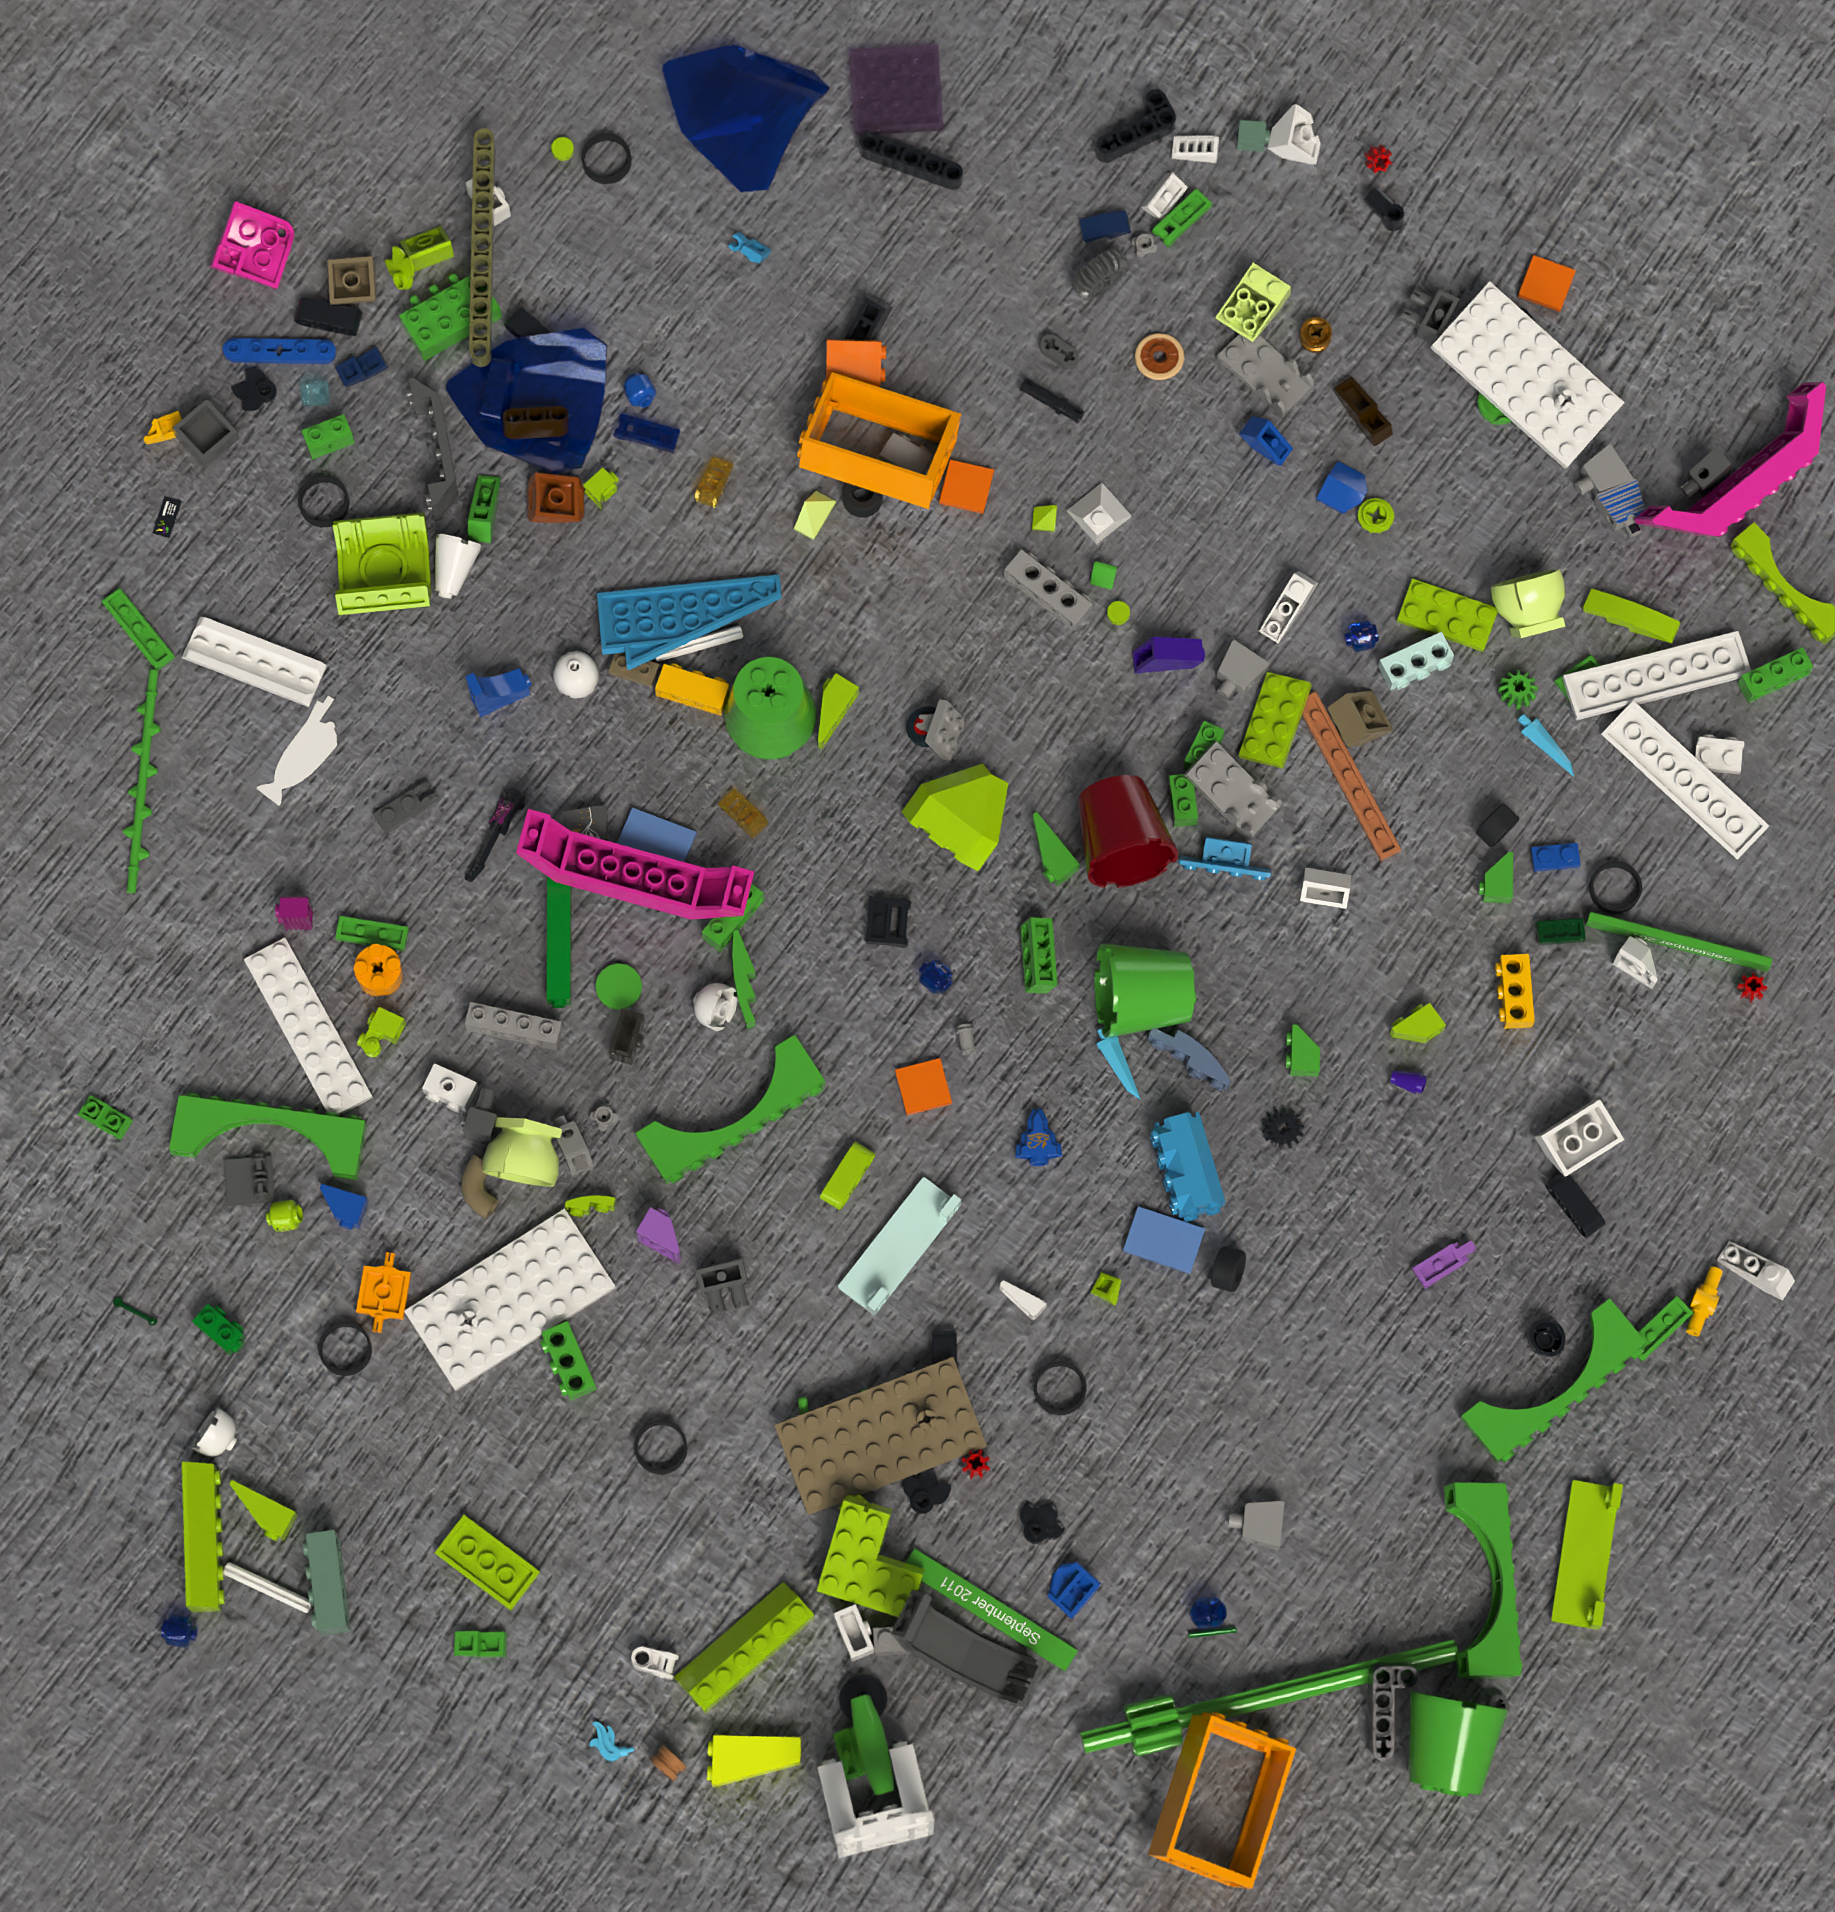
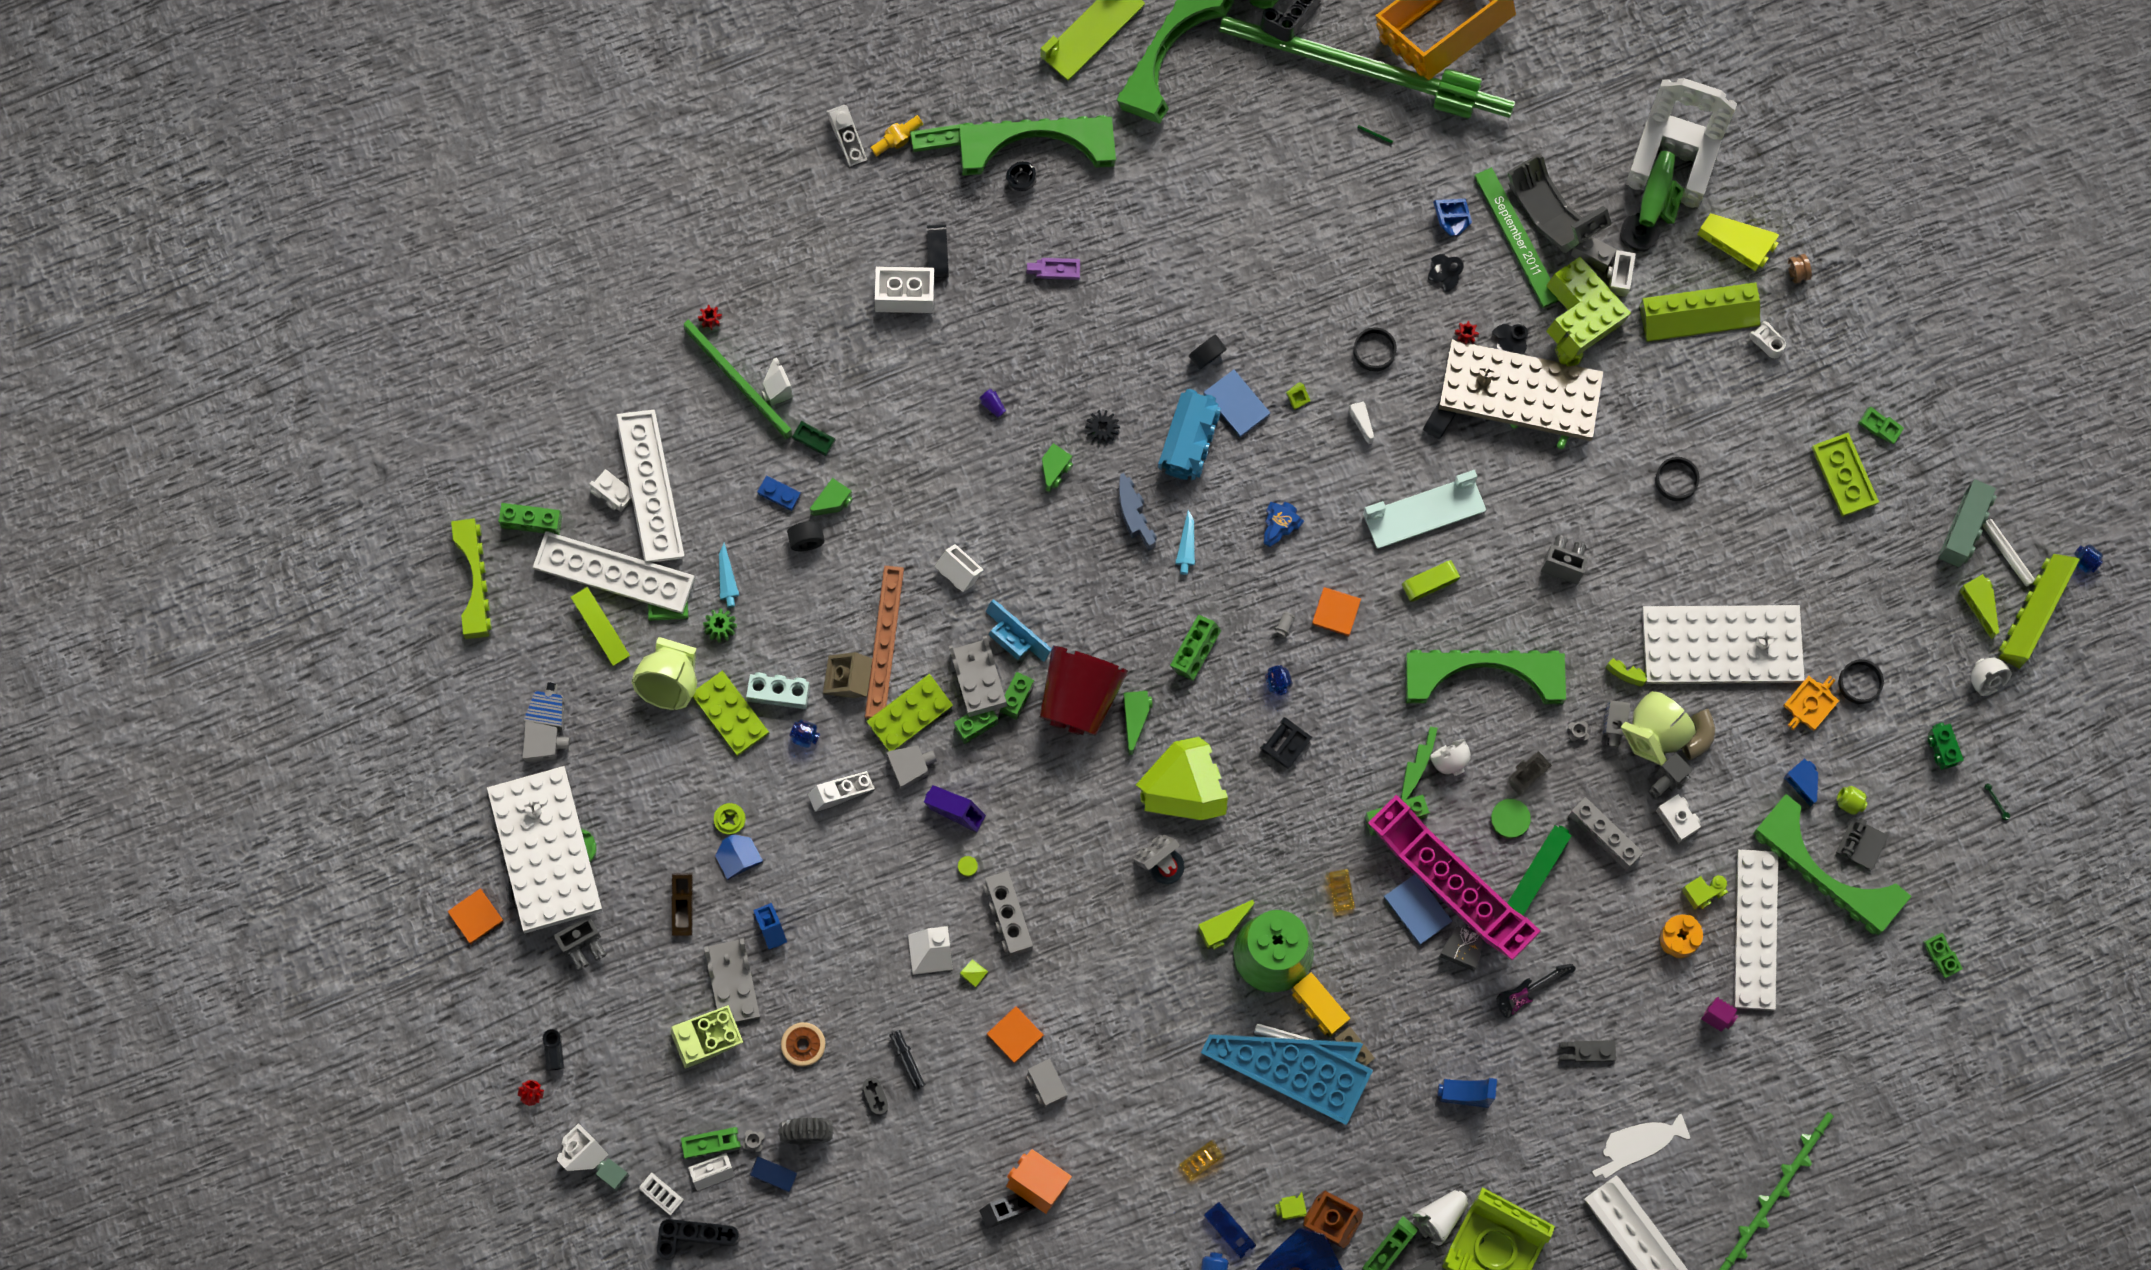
camera: 150 degrees left, 0 degrees up
(371, 932) = (1669, 969): bright green plate -> none
(568, 1348) = (1700, 581): bright green brick -> none
(576, 674) = (1397, 1082): white cylinder -> none
(606, 1744) = (1832, 309): medium azure piece -> none
(658, 1234) = (1593, 617): medium lavender slope -> none
(814, 514) = (1142, 1085): yellowish green slope -> none
(857, 508) = (1089, 1066): black tyre -> none
(888, 410) = (1003, 1083): light orange door -> none
(1103, 575) = (960, 900): bright green slope -> none
(1142, 989) = (1142, 569): bright green cone -> none
(1208, 1612) = (1372, 142): clear blue head -> none
(1260, 1523) = (1297, 178): light grey torso -> none
(1314, 343) = (675, 976): pearl gold wheel -> none
(1419, 1026) = (959, 434): lime slope -> none
(1522, 982) = (874, 407): yellow brick -> none
(1615, 864) = (752, 426): black tyre -> none
(1713, 467) = (462, 694): dark grey torso -> none
(1757, 476) = (442, 664): dark pink slope -> none

